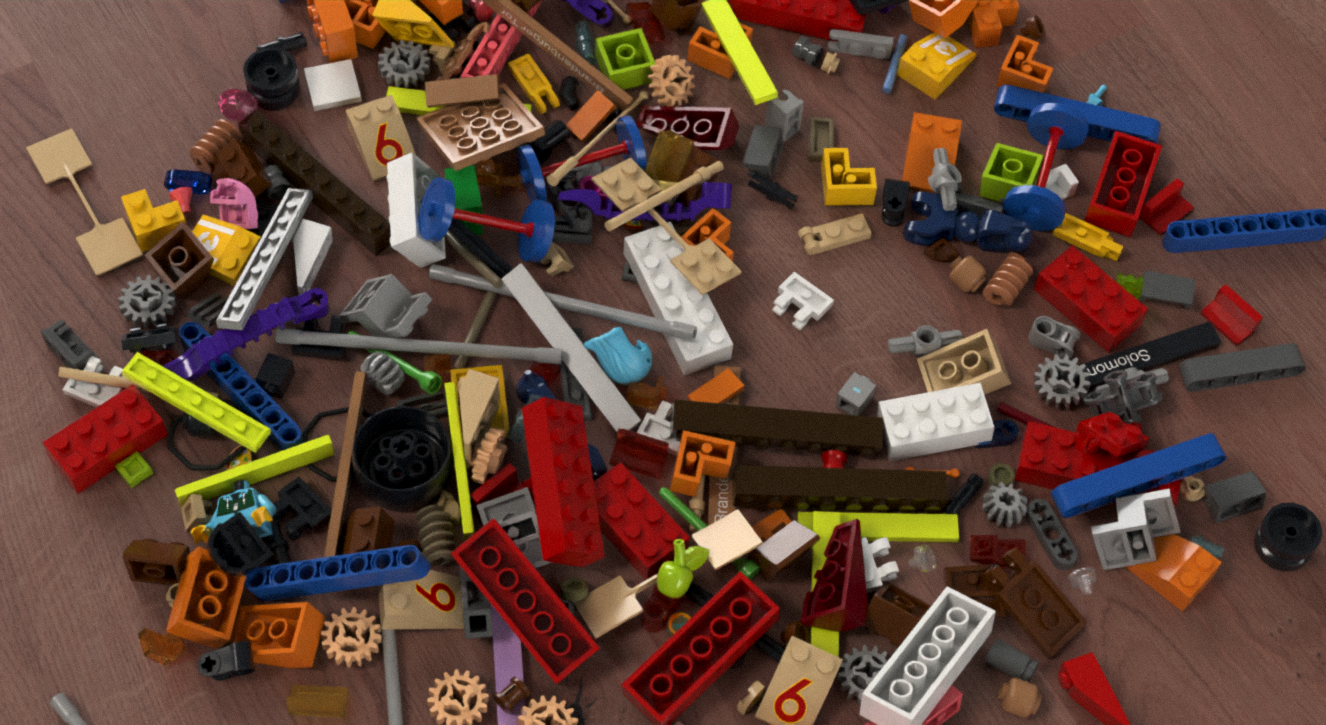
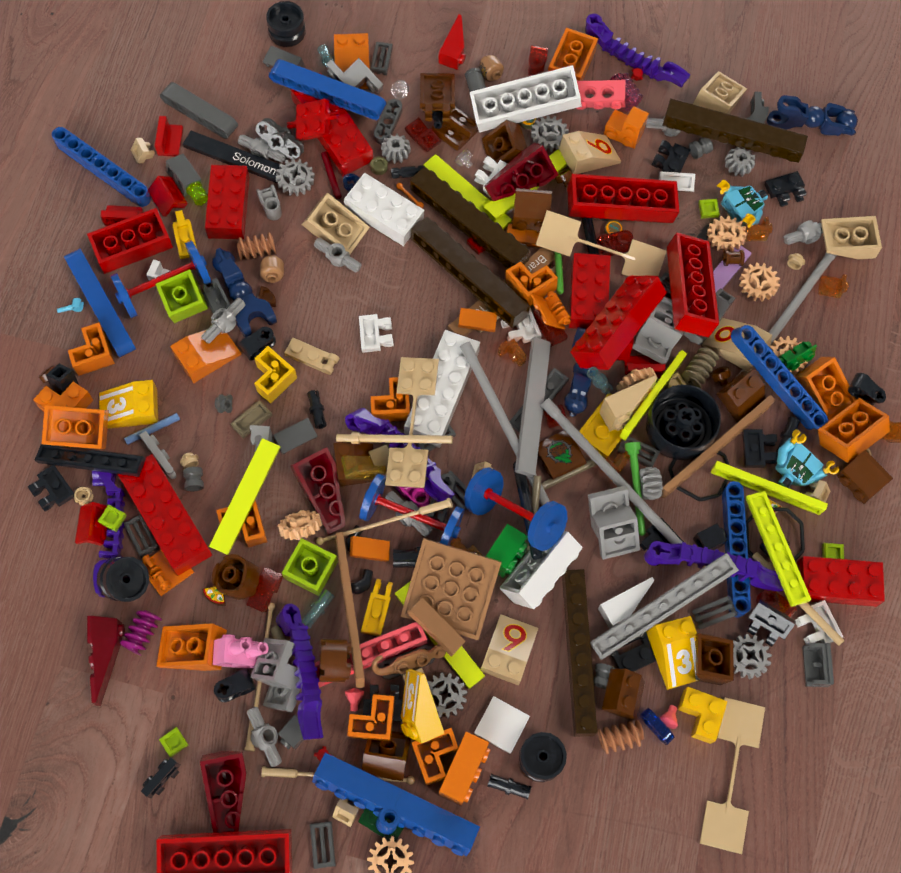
camera: 135 degrees left, 10 degrees up
(230, 98) = (584, 750): clear pink piece -> none
(235, 203) = (650, 666): bright pink slope -> none
(237, 547) = (823, 435): black slope -> none
(317, 701) = (831, 339): clear yellow panel -> none
(342, 617) = (803, 351): none -> green hinge
(503, 330) = (560, 454): none -> reddish brown slope
(620, 358) = (512, 375): medium azure piece -> none
(650, 448) = (552, 310): none -> orange hinge
(676, 575) = (603, 234): lime piece -> none
(756, 693) = (614, 169): tan tile -> none
(833, 459) = (458, 233): red wheel -> none
(855, 395) = (405, 259): light grey brick -> none
(859, 127) = (224, 403): none -> dark grey plate
(1015, 24) = (60, 378): none -> black brick
(1153, 259) = (166, 195): none -> red panel
(1157, 622) = (379, 69): none -> dark grey tile
(1235, 277) = (141, 150): none -> tan tile

